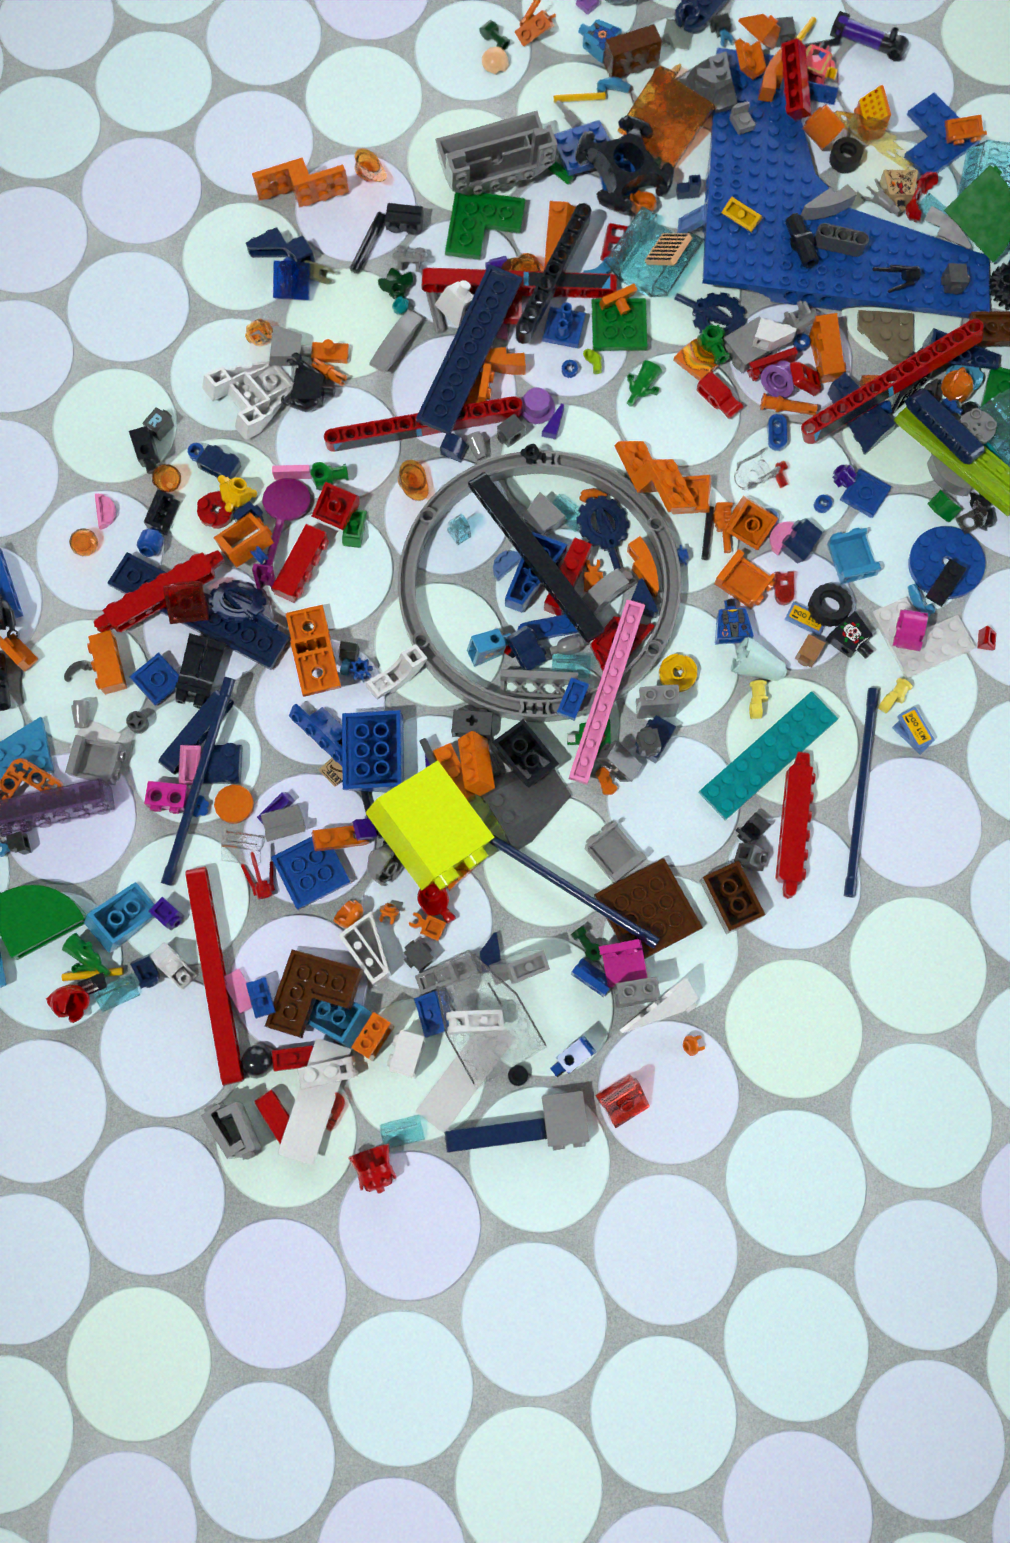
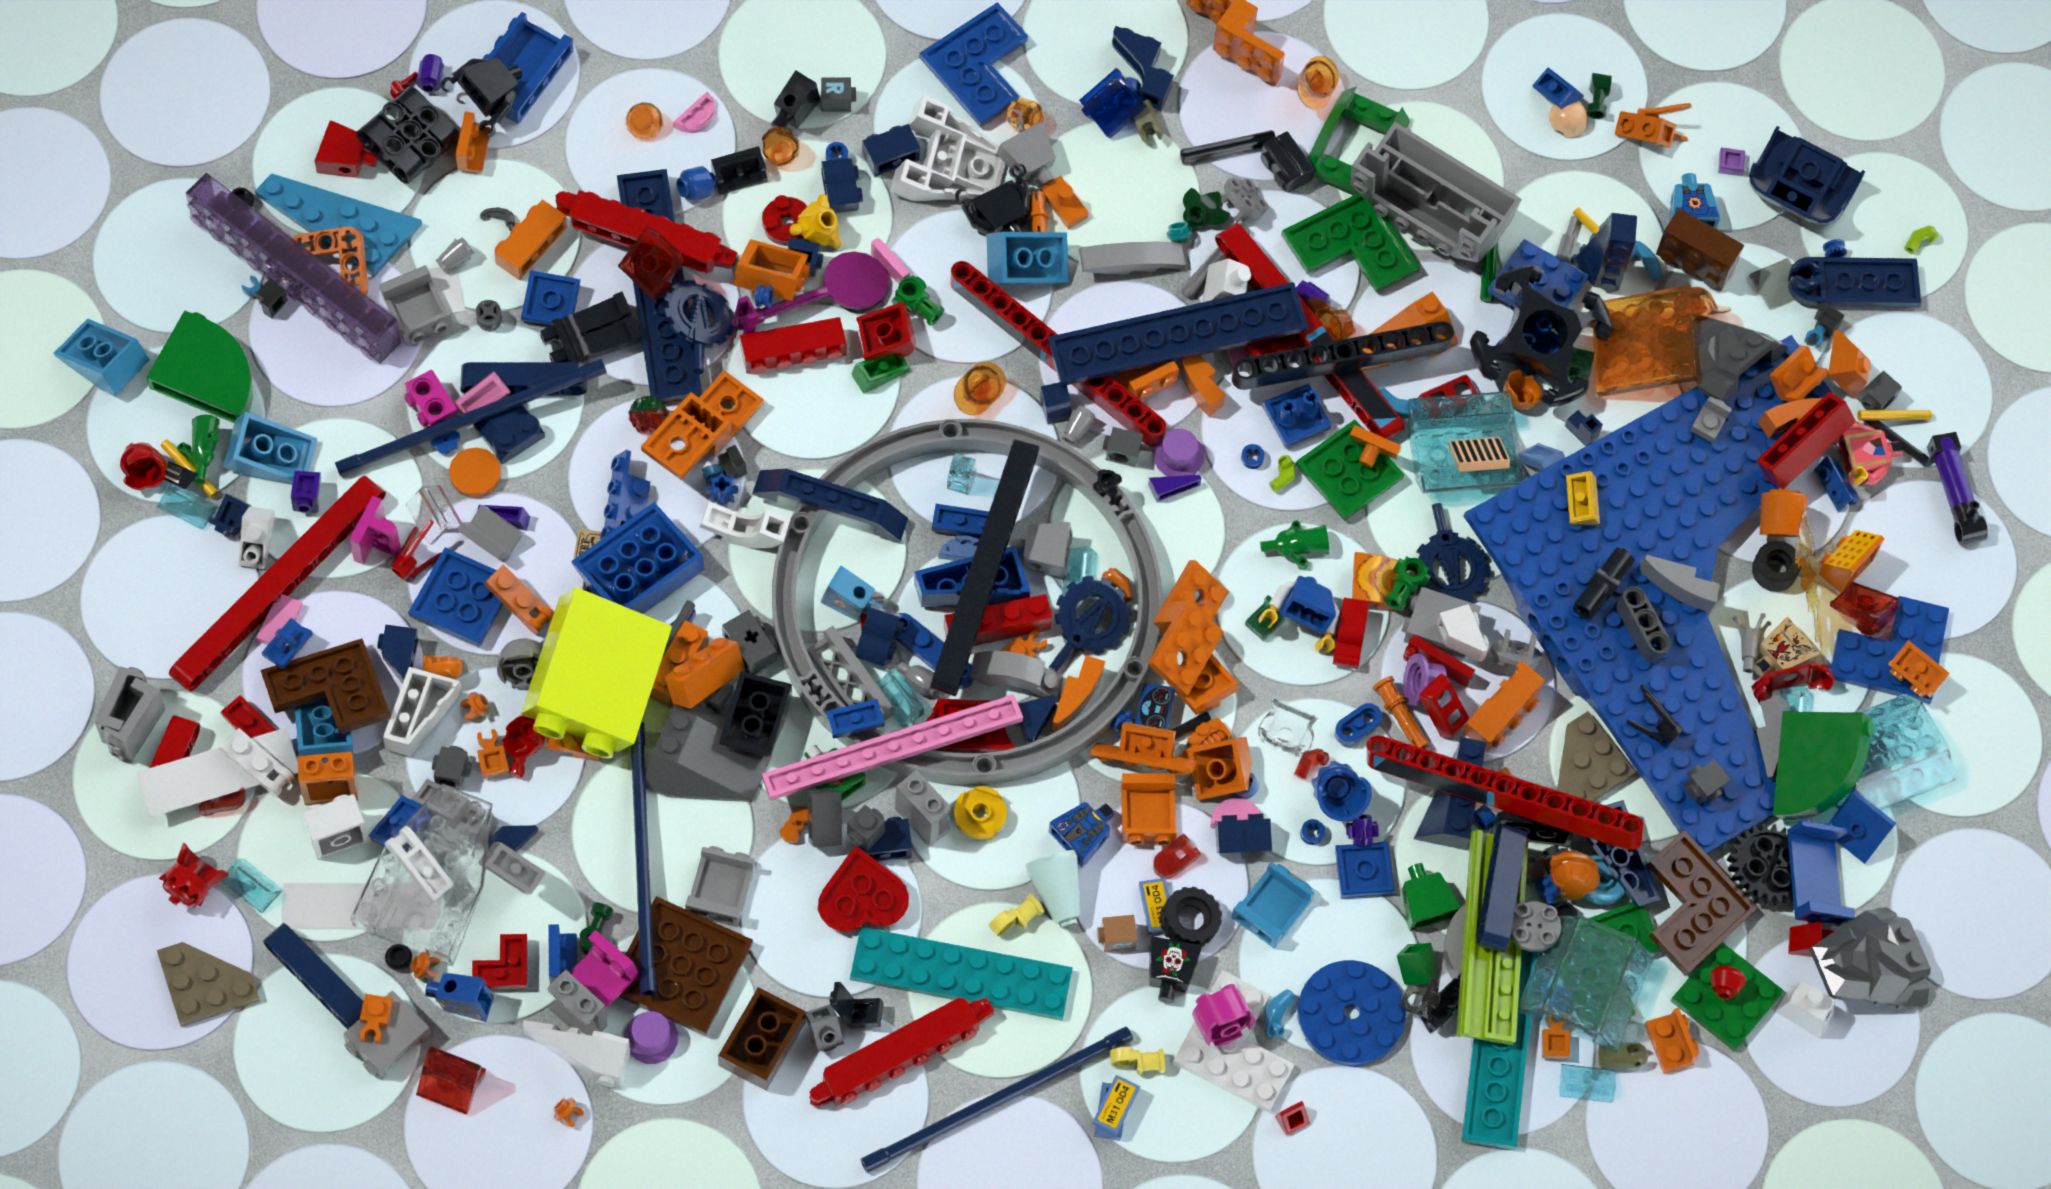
camera: 45 degrees right, 10 degrees down
(198, 342) = (966, 58): none -> blue plate
(219, 419) = (890, 149): none -> dark blue brick
(228, 893) = (374, 532): none -> dark pink bracket
(256, 1061) = (218, 689): black hair -> none
(279, 676) = (647, 414): none -> clear red piece
(317, 933) = (398, 648): none -> dark blue slope
(351, 396) = (1027, 258): none -> dark azure slope
(364, 829) = (543, 614): dark purple tile -> none
(409, 156) = (1361, 110): none -> green wedge
(416, 613) = (832, 498): none -> dark blue slope
(445, 1209) = (203, 983): none -> dark tan plate
(475, 51) = (1557, 89): none -> blue slope
(488, 550) = (959, 520): none -> blue plate
(534, 1065) = (421, 964): none -> orange plate
(551, 1117) = (375, 1013): none -> orange plate
(576, 1015) = (511, 969): none -> red plate
(603, 92) = (1608, 252): none -> dark blue wedge
(675, 432) = (1261, 629): none -> clear green bracket
(679, 961) = (651, 1037): none -> medium lavender piece
(681, 775) = (862, 893): none -> red plate
(687, 532) = (1155, 706): none -> slope
(688, 404) = (1307, 604): none -> blue torso
(709, 553) = (1147, 747): none -> orange bracket
(801, 347) = (1494, 669): blue axle -> none
(817, 468) = (1341, 792): none -> blue hat
(908, 128) = (1866, 607): none -> clear red slope
(909, 472) = (1427, 898): none -> green torso
(945, 582) = (1315, 1019): black slope -> none

